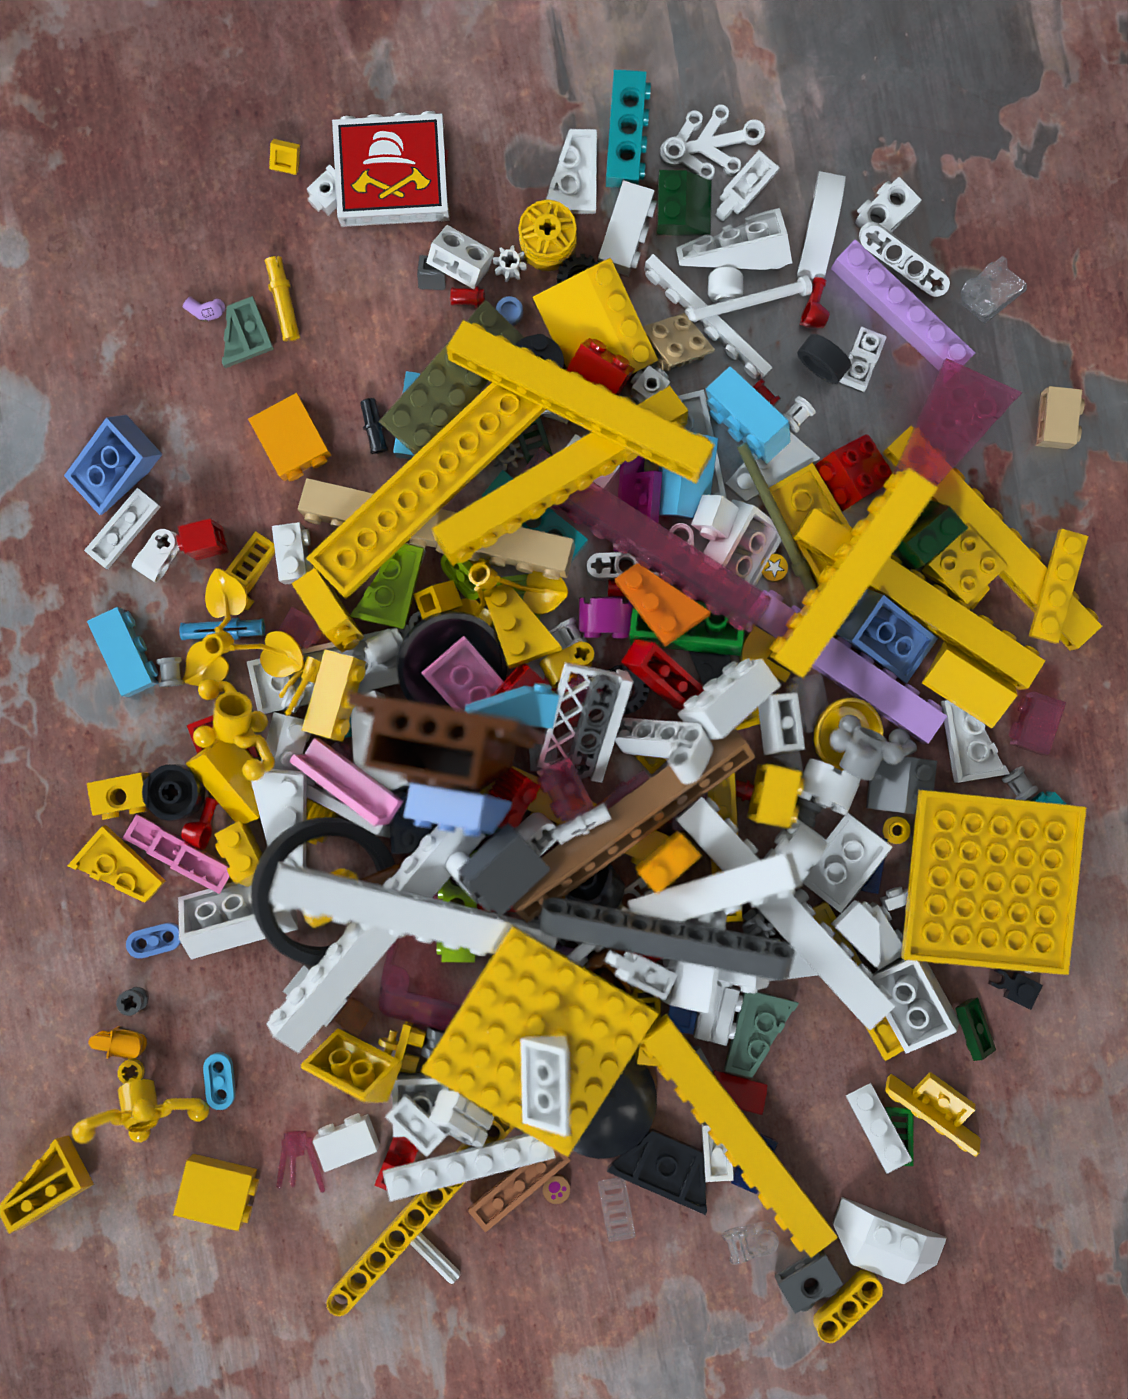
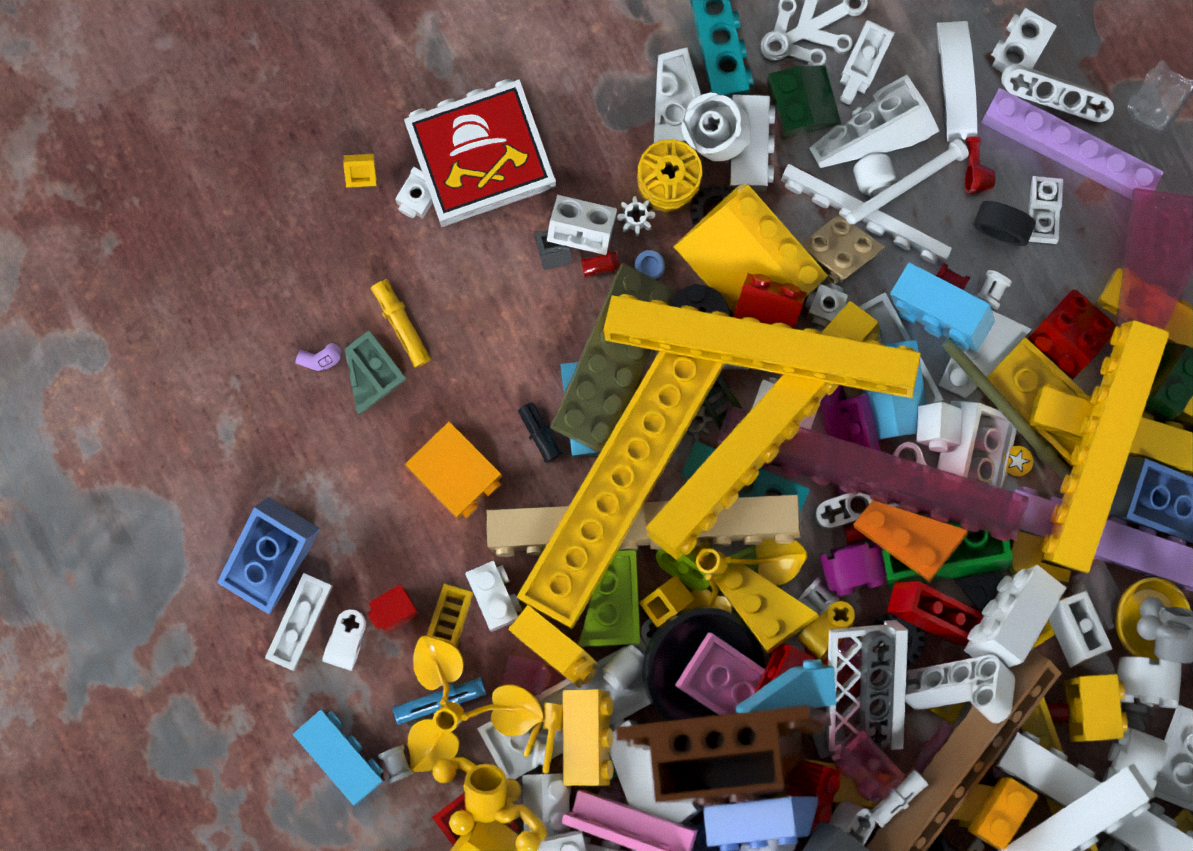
camera: 15 degrees left, 5 degrees down
(599, 202) = (701, 131): none -> white brick

